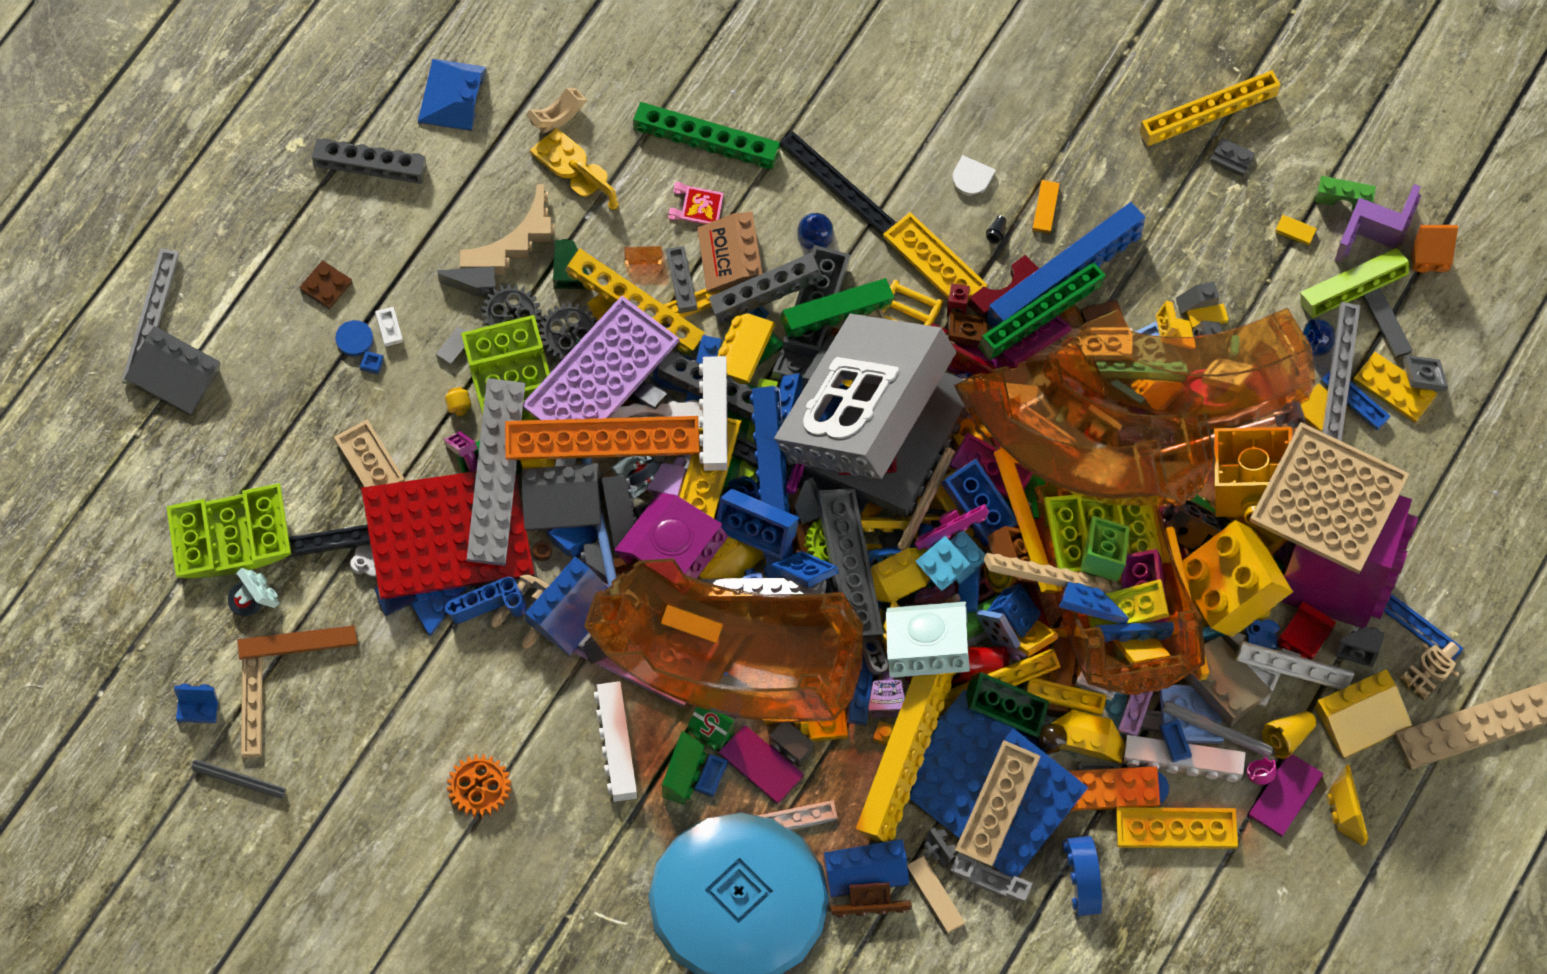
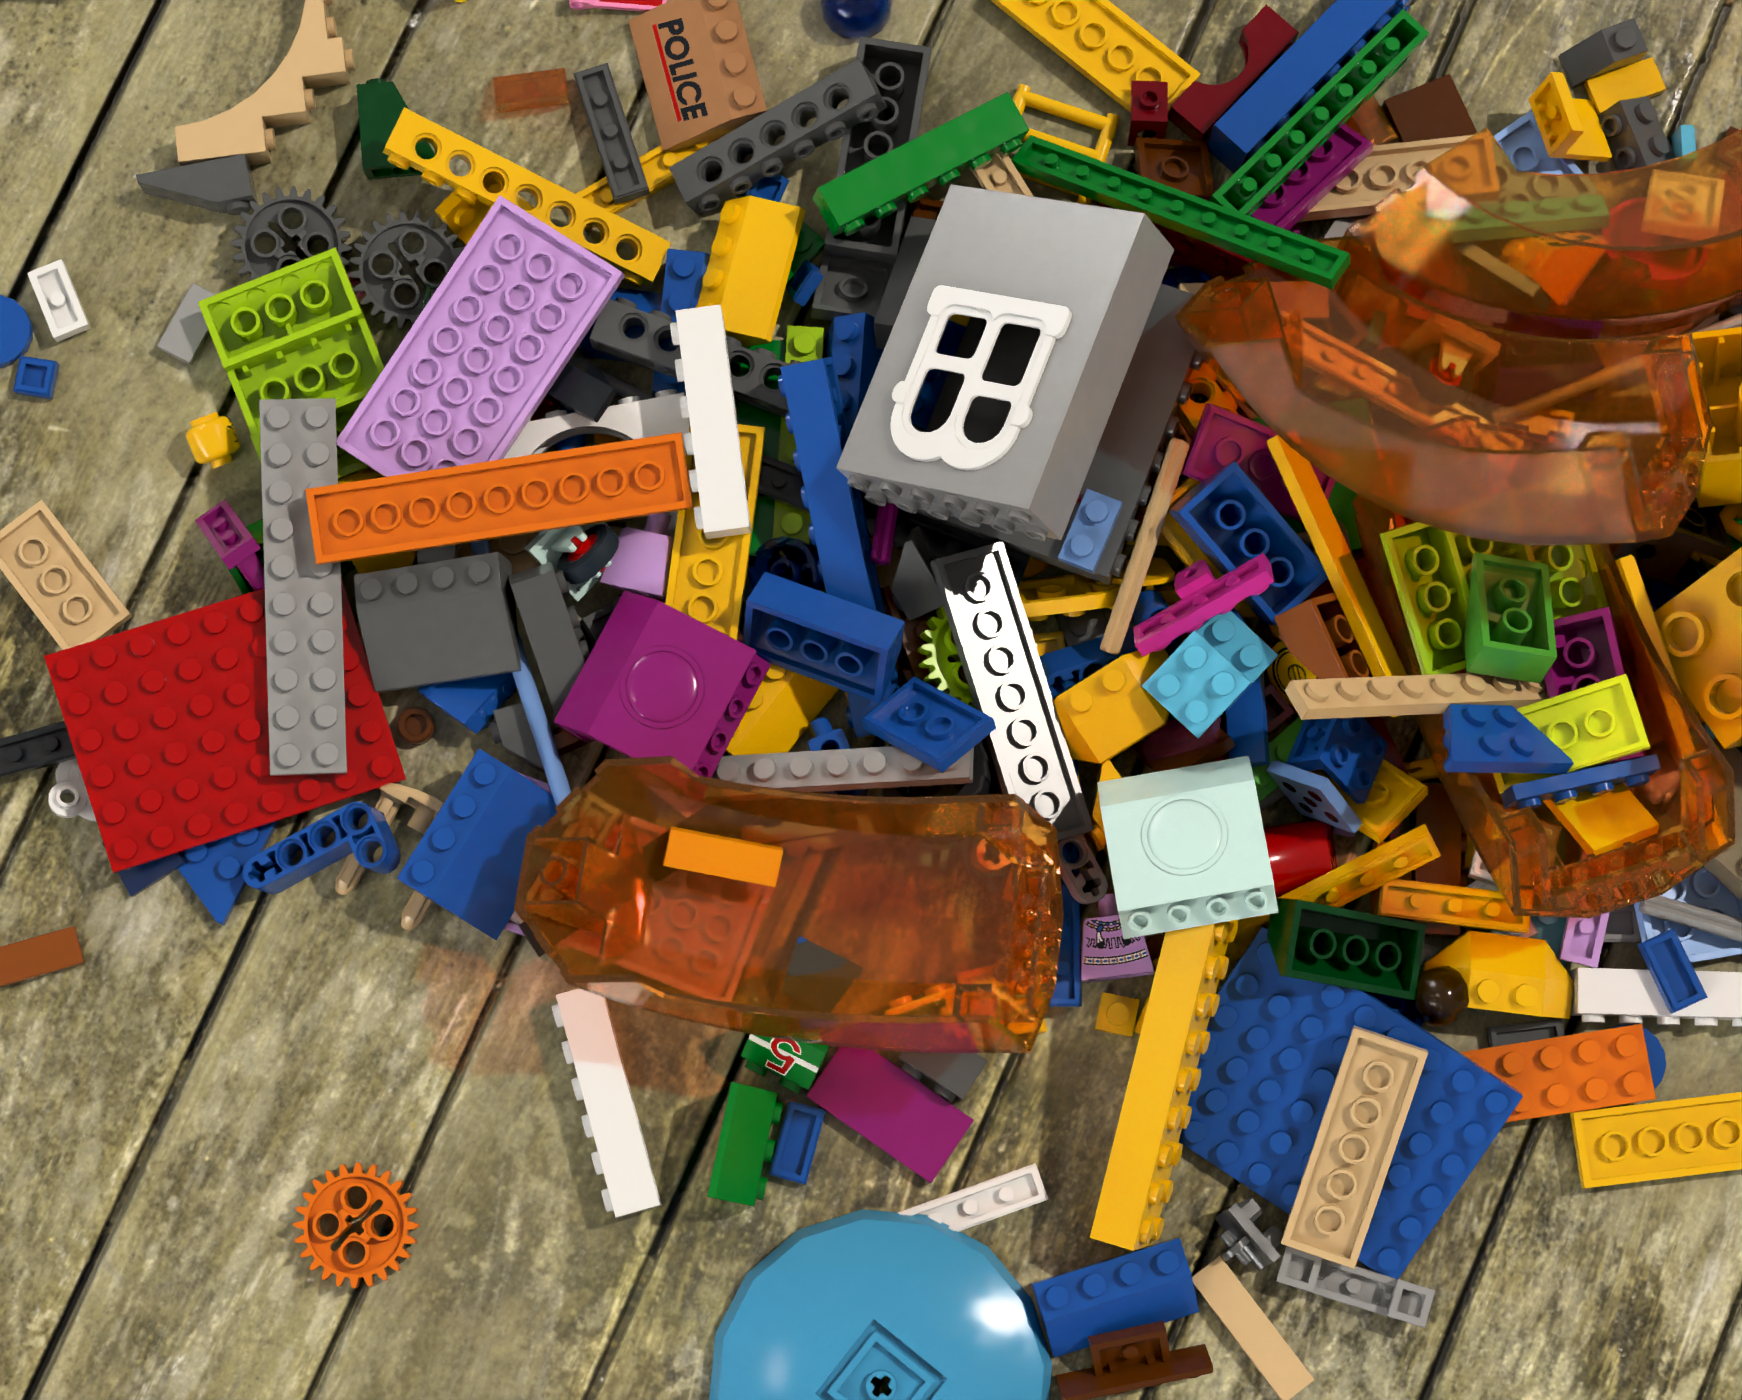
camera: 10 degrees left, 15 degrees up
(770, 360) = (804, 282): none -> blue tile
(899, 486) = (1090, 531): none -> medium blue plate
(973, 345) = (1182, 212): none -> green plate
(1085, 875) = (1533, 1249): blue brick -> none

